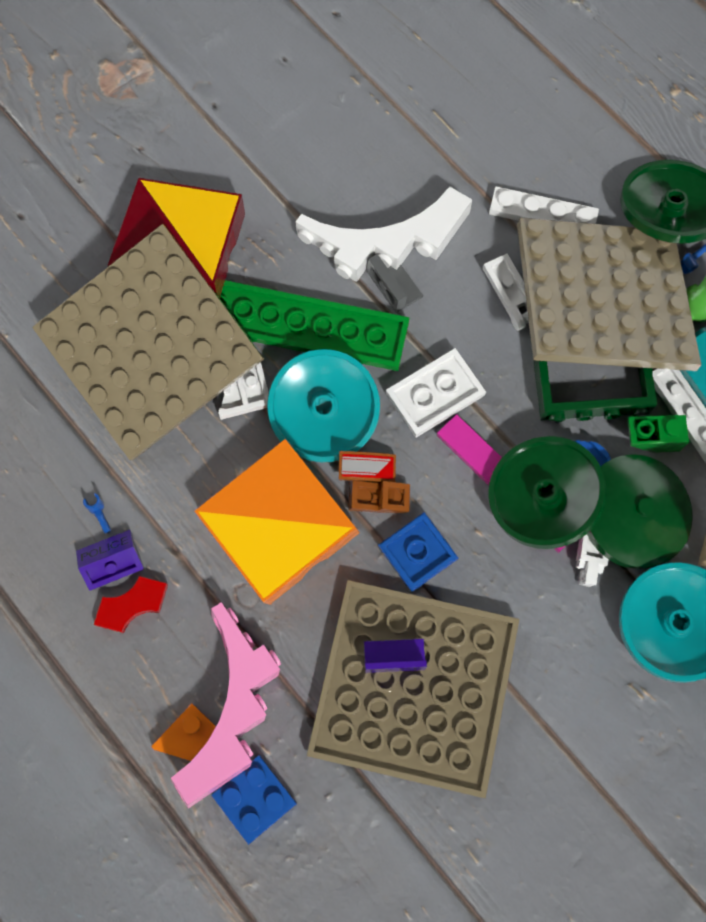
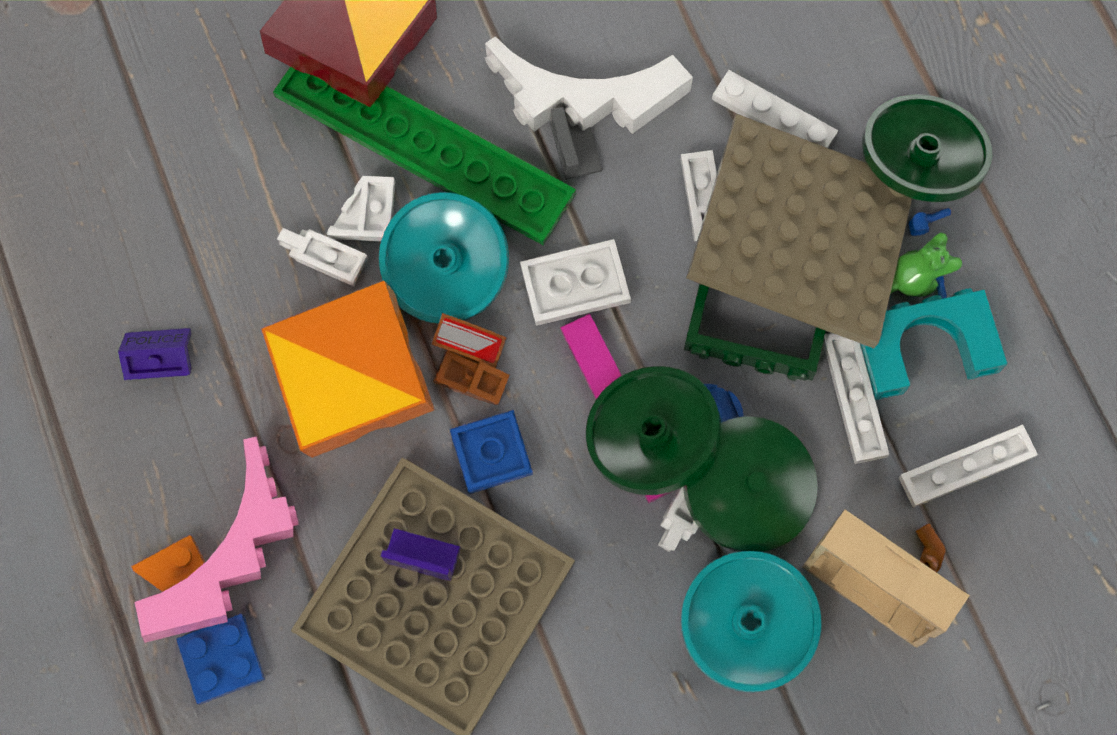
camera: 20 degrees right, 0 degrees up
(96, 509) = (162, 296): blue hand -> none
(119, 611) = (148, 412): red tile -> none
(147, 342) = (275, 129): dark tan plate -> none
(221, 433) = (324, 254): none -> white hinge
(658, 433) = (805, 404): green slope -> none

